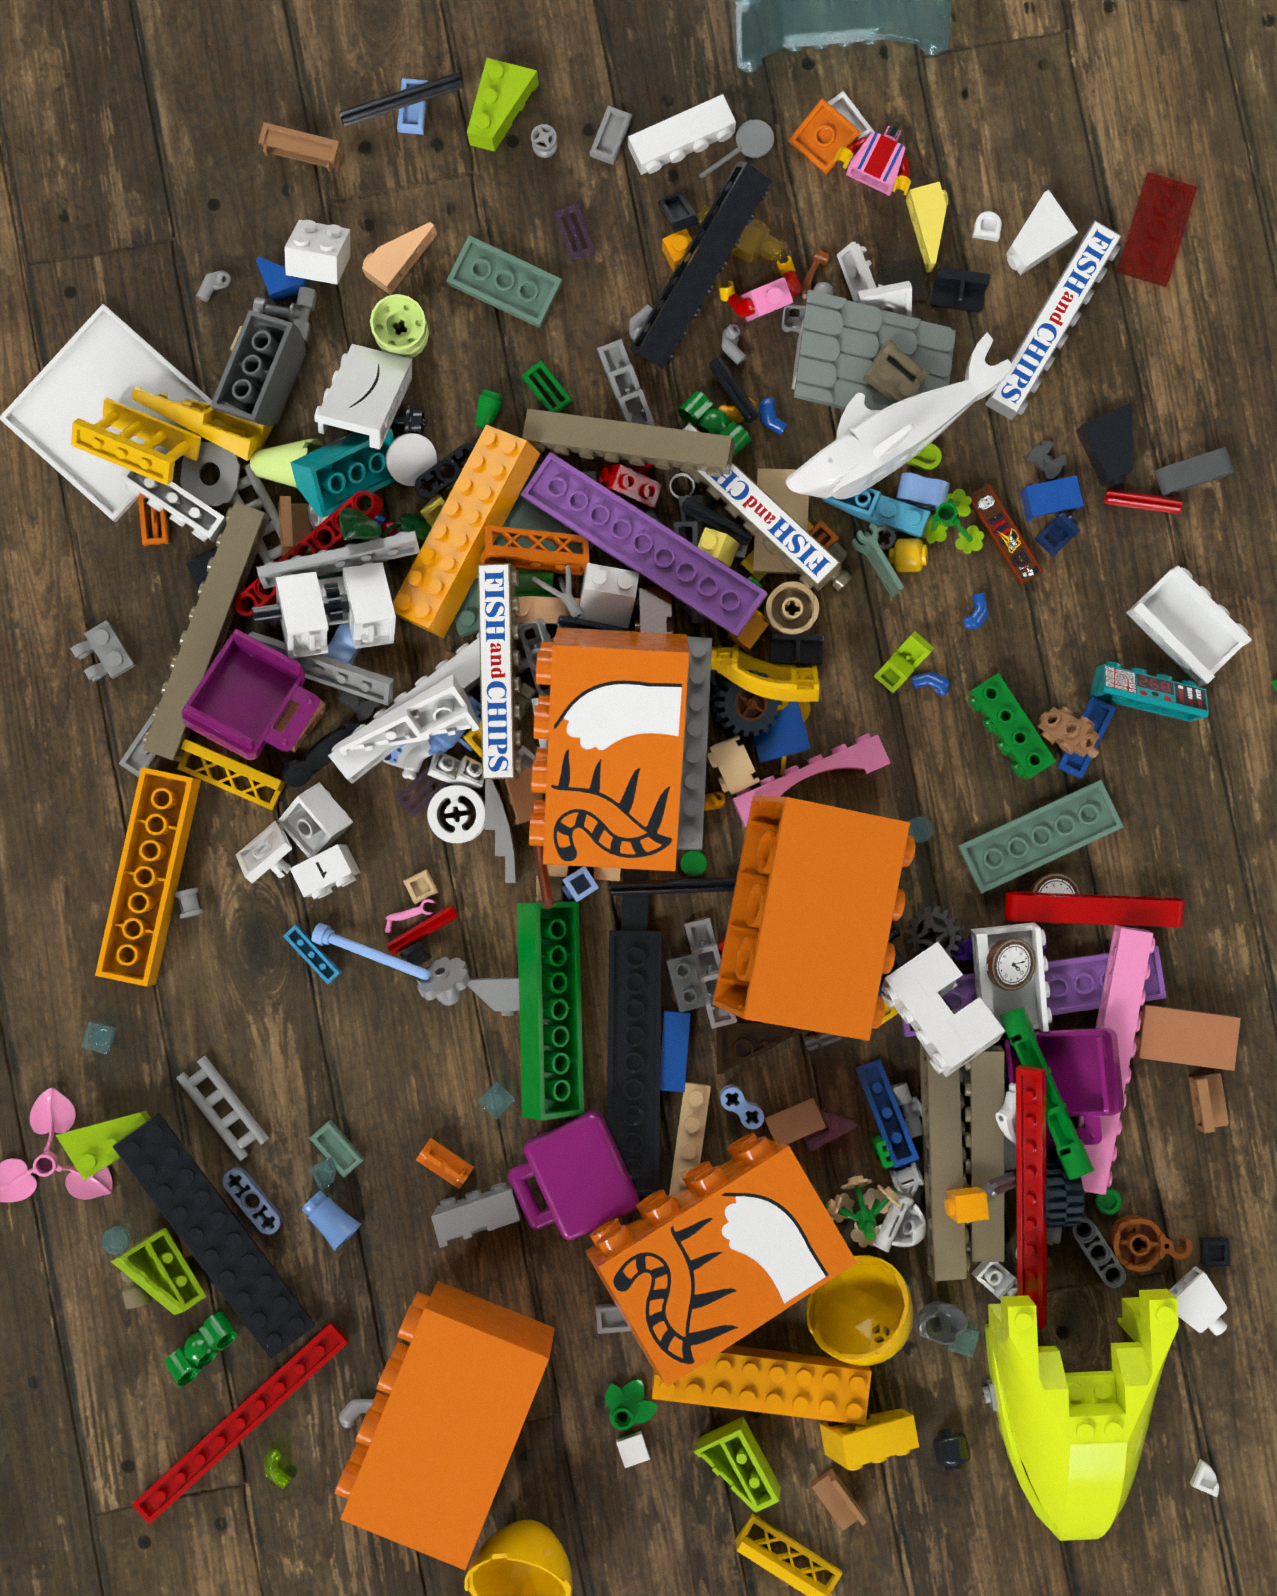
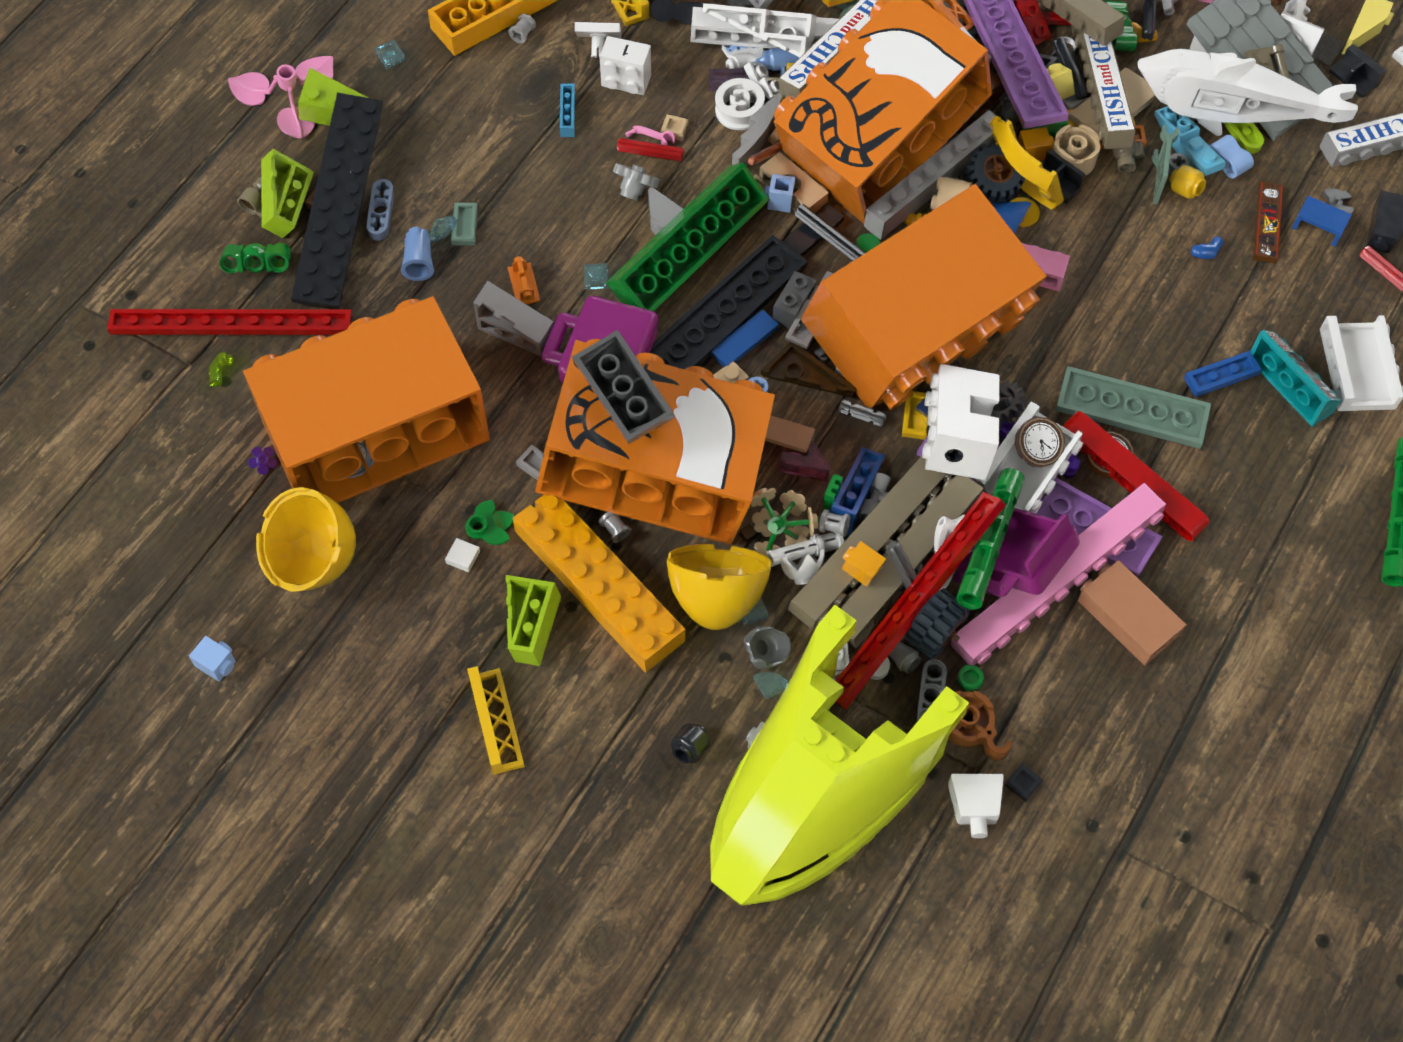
camera: 40 degrees right, 25 degrees down
(223, 1091) = (428, 157): light grey bar -> none
(314, 820) = (652, 31): white slope -> none
(324, 935) = (586, 104): light blue piece -> none
(416, 954) = (631, 154): black wheel -> none
(692, 1290) = (623, 387): none -> dark grey windscreen
(768, 416) = (1161, 45): blue arm -> none
(838, 1500) = (572, 710): medium nougat panel -> none
(882, 1436) = (639, 680): yellow wedge -> none
(903, 662) = (1121, 241): lime slope -> none
(920, 829) = (1046, 342): clear light blue tile -> none
(932, 679) = (1138, 262): blue arm -> none
(948, 515) = (1236, 167): lime plant -> none
(1011, 727) = (1171, 327): green brick -> none
(1058, 533) = (1308, 244): dark blue bracket -> none
(1069, 732) = (1213, 353): medium nougat brick -> none
(1205, 1479) = (867, 942): white tile -> none
(1208, 1102) = (1111, 674): medium nougat panel -> none

